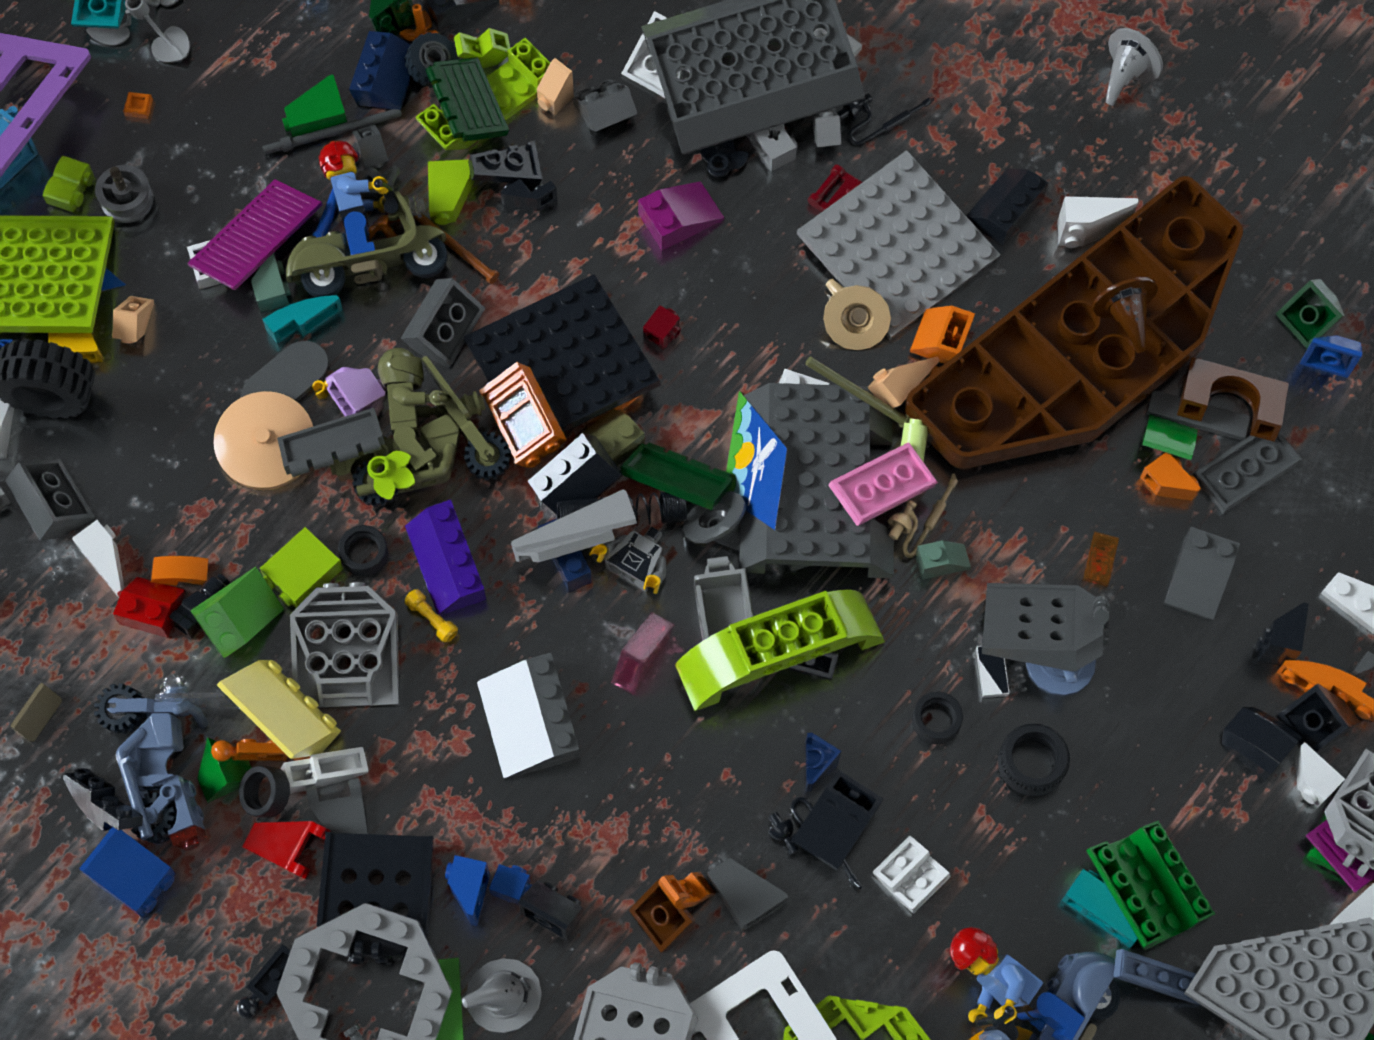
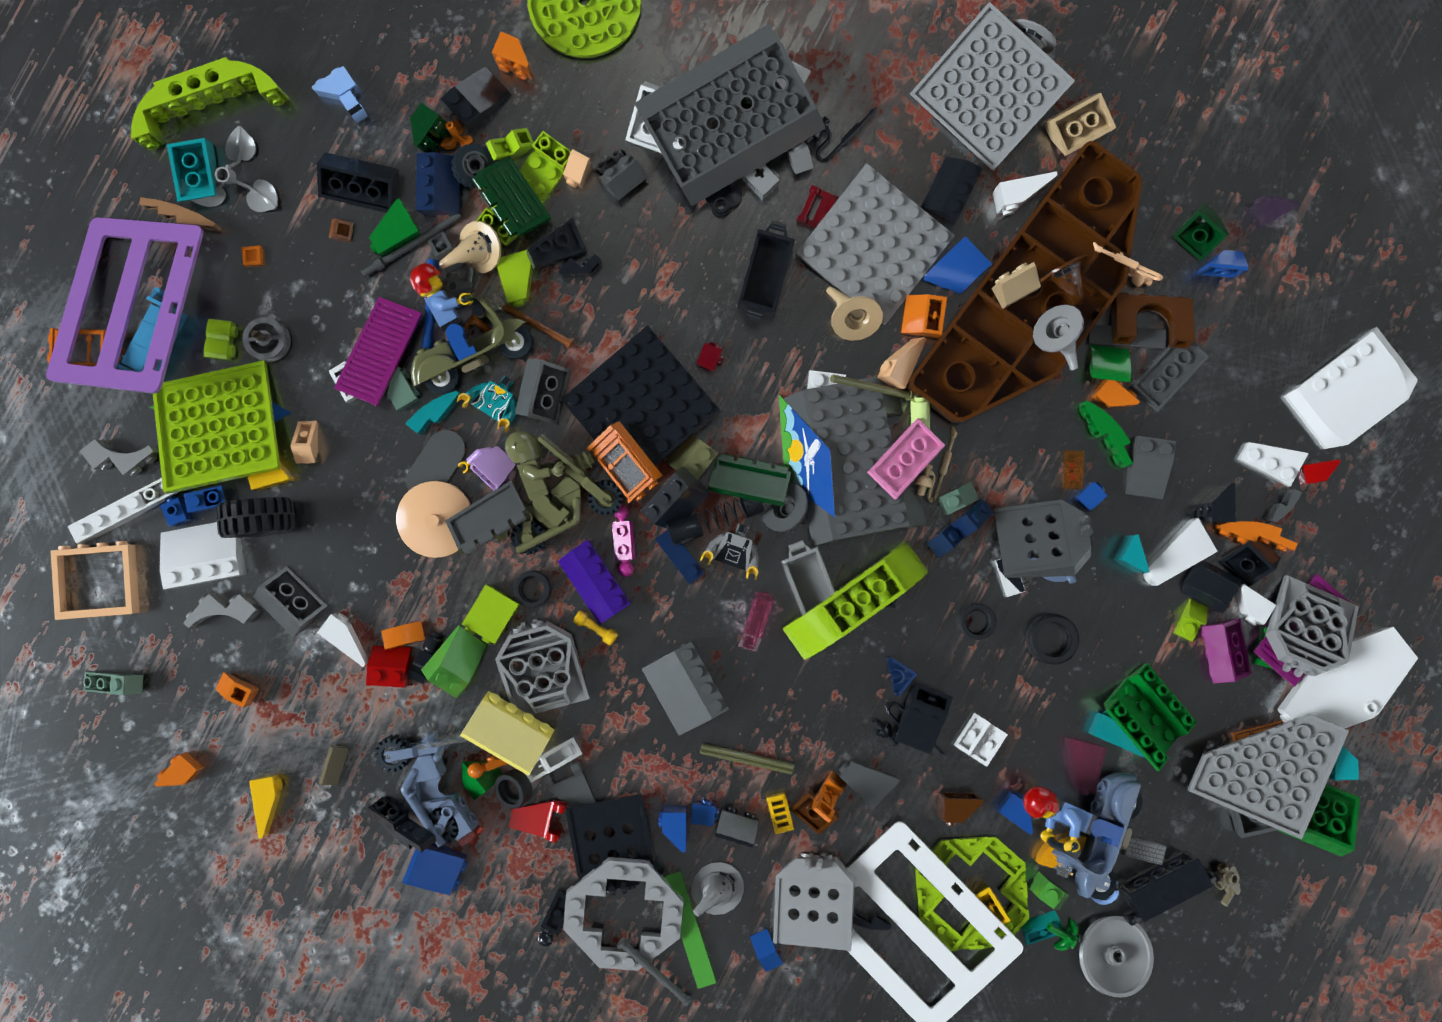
camera: 10 degrees left, 20 degrees up
(60, 34) = (177, 212): none -> medium nougat slope
(253, 99) = (341, 230): none -> dark orange slope
(288, 51) = (357, 182): none -> black slope
(377, 318) = (493, 401): none -> teal torso
(394, 475) = (541, 534): lime plate -> none
(410, 146) = (477, 247): none -> tan piece
(496, 518) = (623, 541): none -> dark pink plate
(577, 530) = (688, 547): light grey wedge -> none
(588, 828) = (747, 758): none -> olive axle
(614, 933) = (774, 798): none -> yellow slope
(678, 213) = (700, 255): magenta slope -> none
(756, 244) = (766, 272): none -> black container
(860, 948) = (957, 807): none -> reddish brown slope
(941, 979) = (1014, 810): none -> blue slope
(945, 588) = (960, 528): none -> dark blue arch
(996, 289) = (958, 267): none -> blue slope
(1047, 935) = (1084, 764): none -> clear pink slope
(1063, 307) = (1017, 285): none -> tan slope
(1076, 99) = (992, 86): none -> light grey plate
(1109, 374) = (1059, 331): none -> light grey piece
(1119, 591) = (1090, 496): none -> blue brick
(1151, 511) = (1103, 424): none -> green slope
(1153, 974) = (1165, 780): sand blue tile -> none
(1158, 674) = (1131, 554): none -> teal slope
(1177, 157) = (1080, 124): none -> tan slope
(1224, 346) = (1140, 275): none -> light nougat piece
(1225, 690) = (1181, 552): none -> white slope
(1227, 782) = (1191, 620): none -> lime slope
(1269, 828) = (1226, 651): none -> magenta slope

